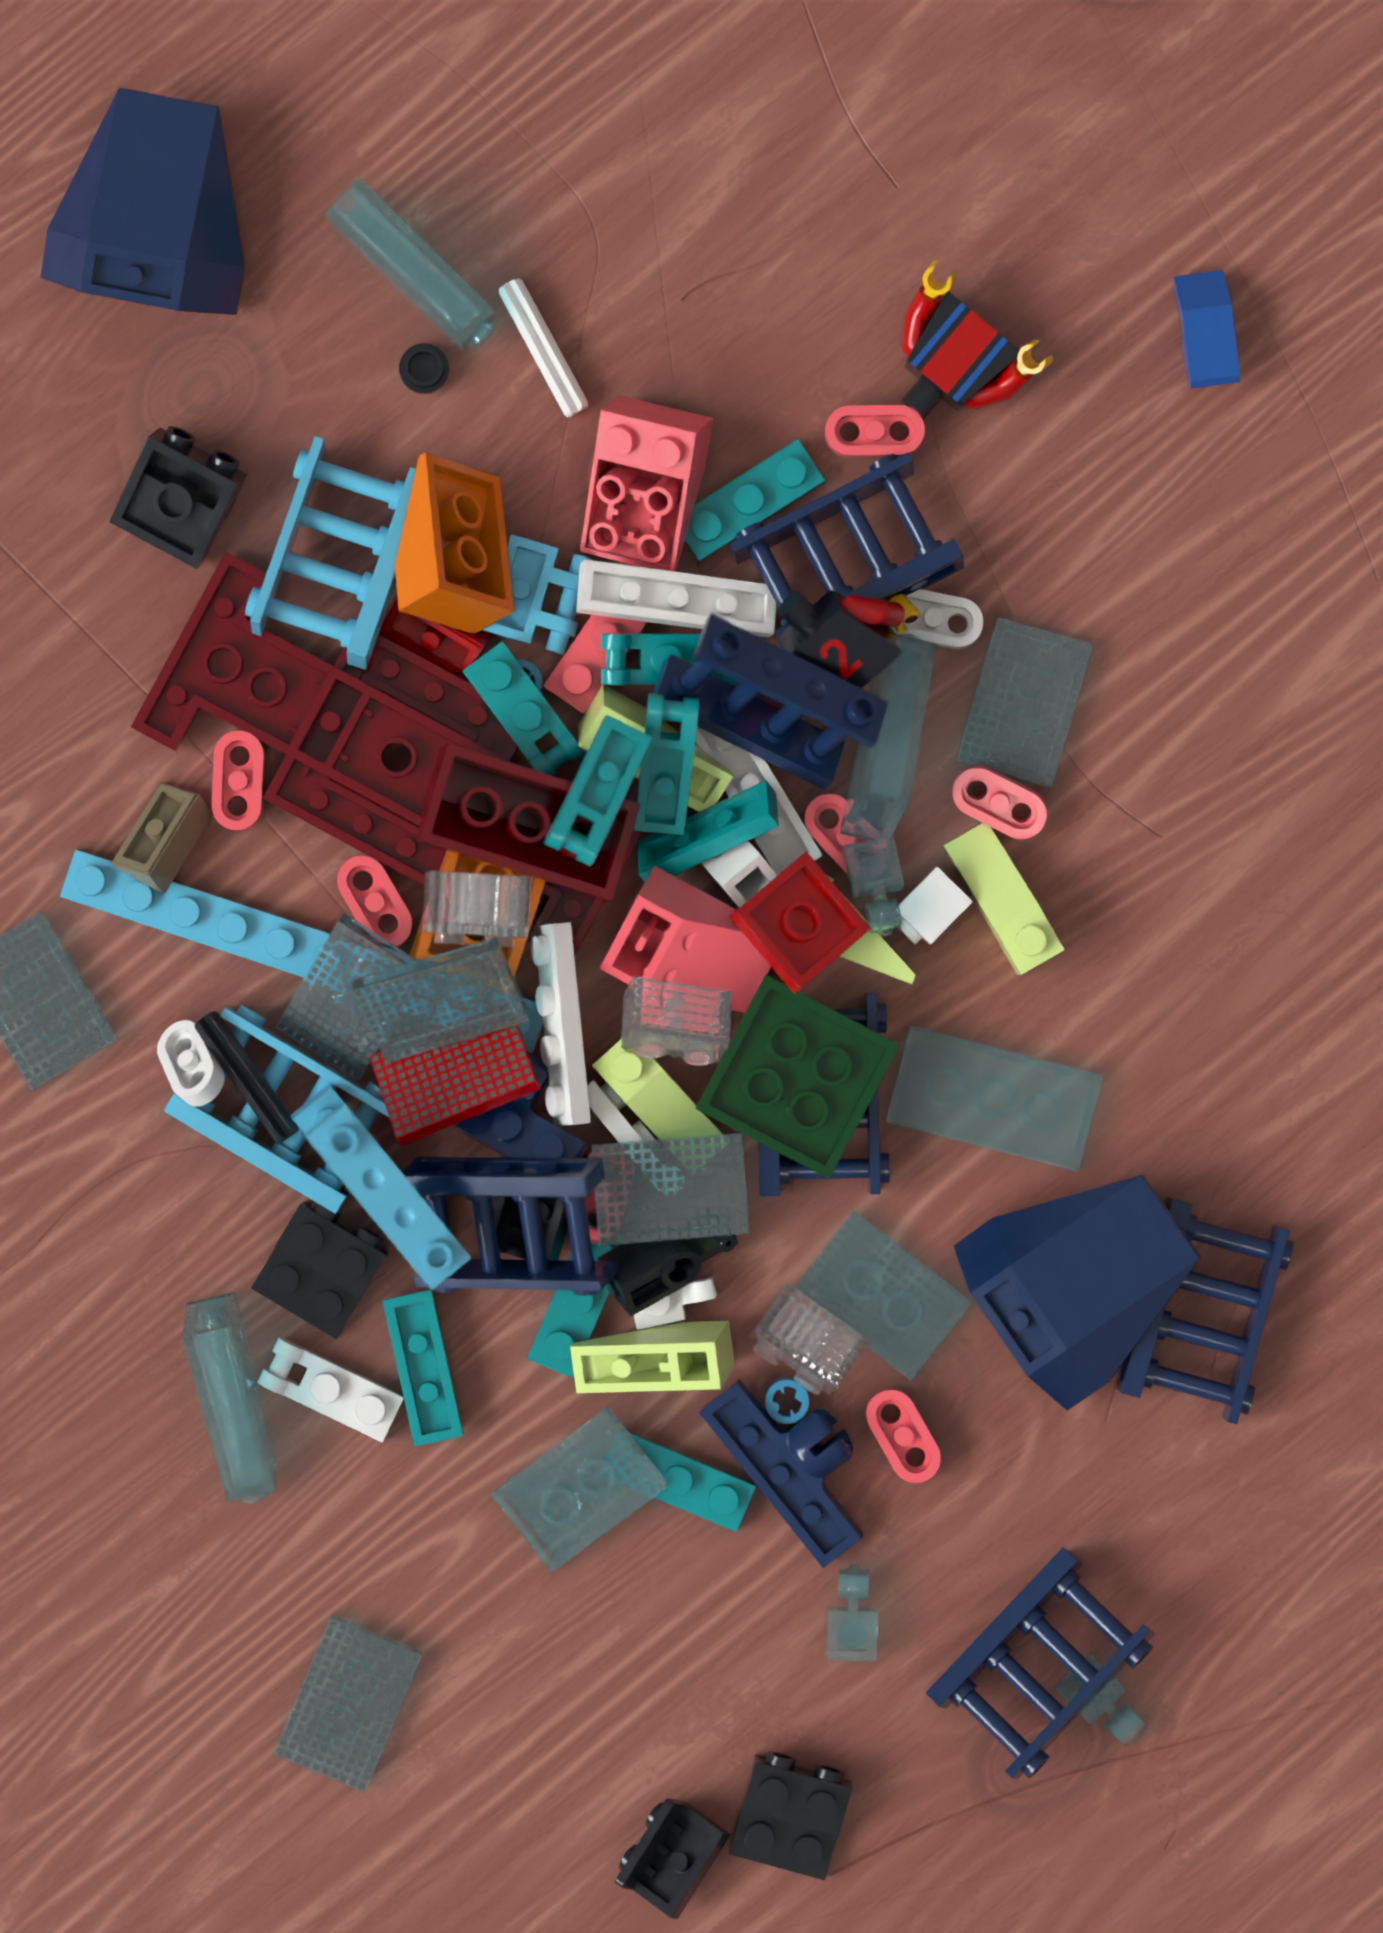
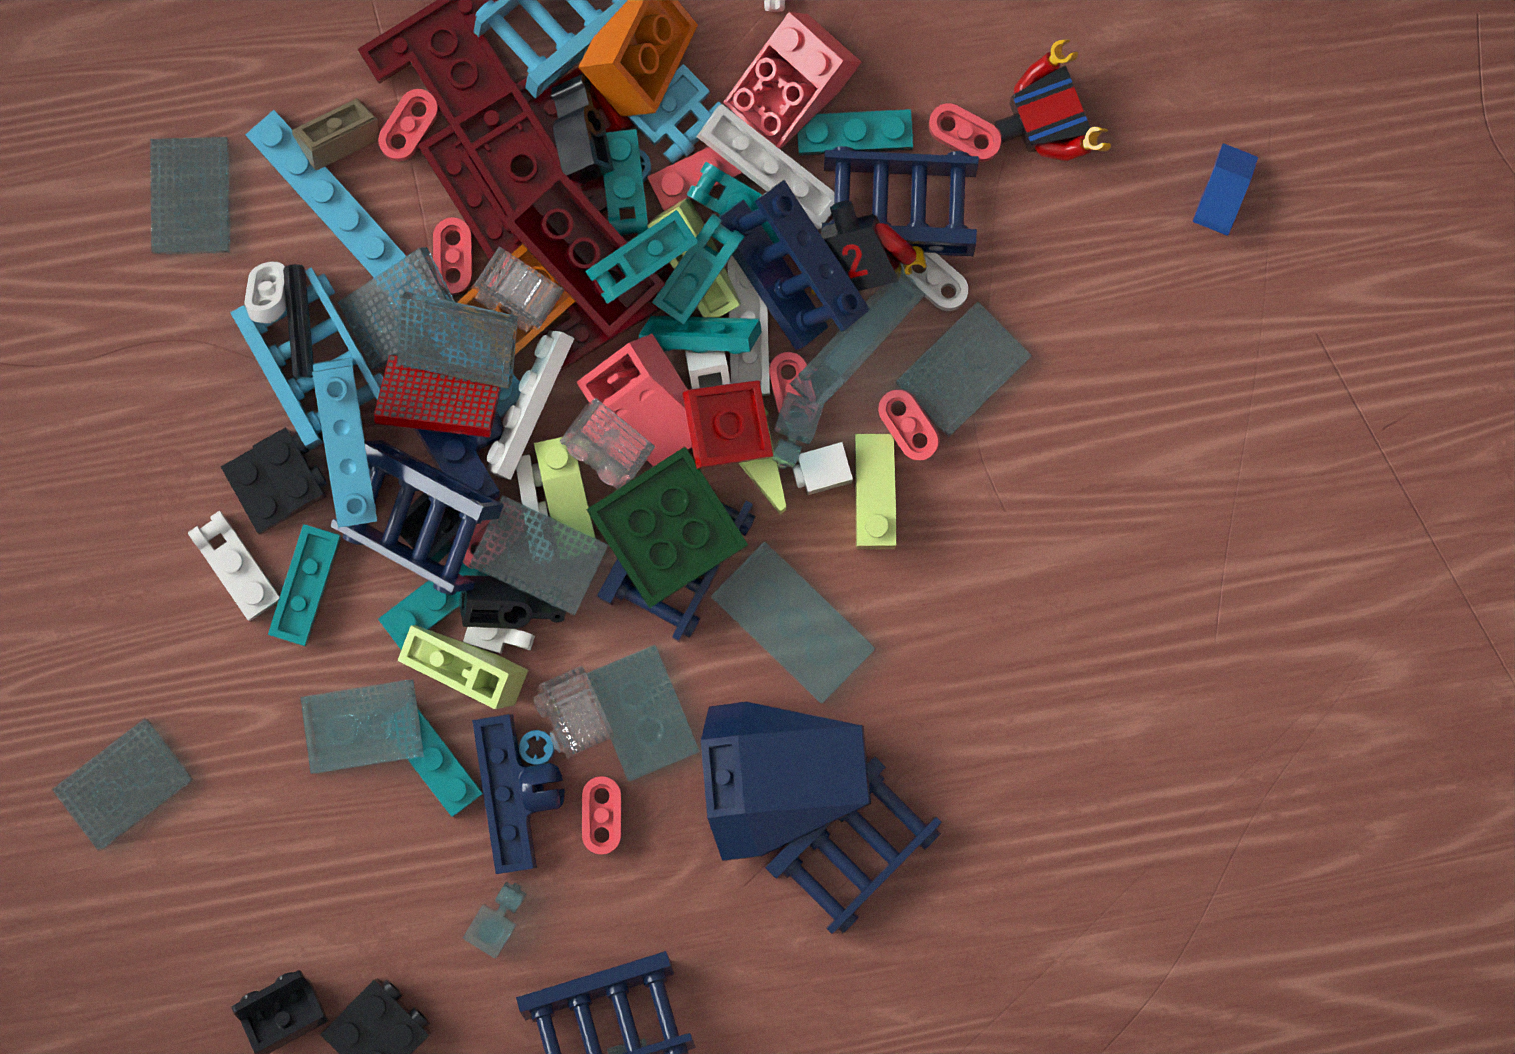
camera: 25 degrees right, 5 degrees down
(230, 1397) = (162, 531): clear light blue slope -> none
(441, 682) = (580, 132): none -> black piece

